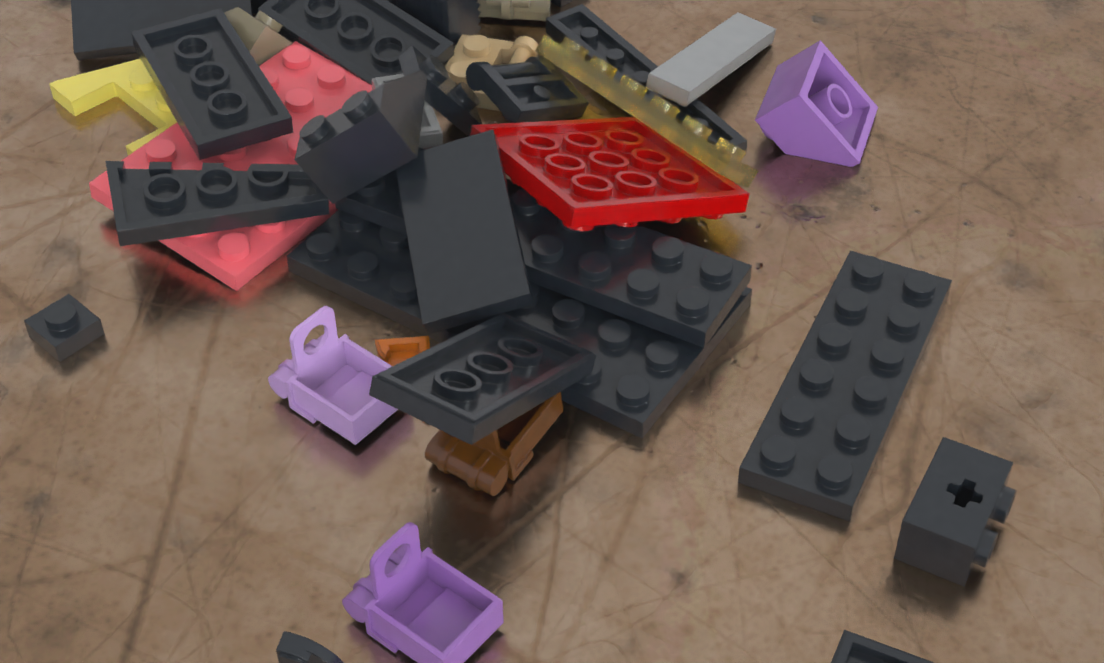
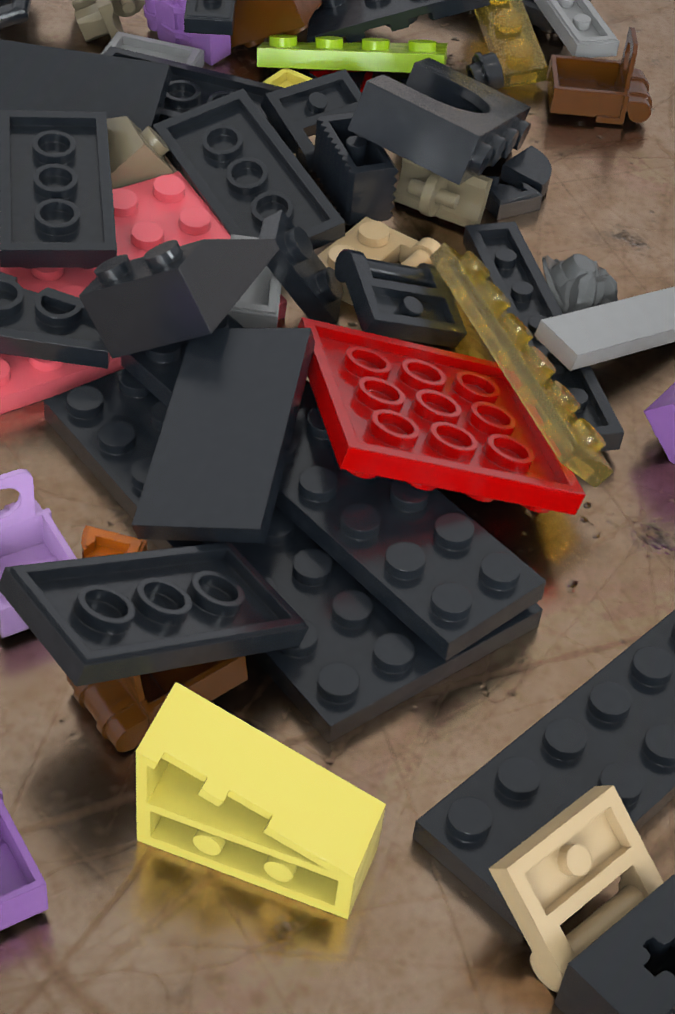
camera: 15 degrees right, 0 degrees up
(625, 495) = (252, 806): none -> light yellow wedge
(655, 38) = (578, 282): none -> dark grey hat
(866, 461) = (567, 867): none -> tan plate

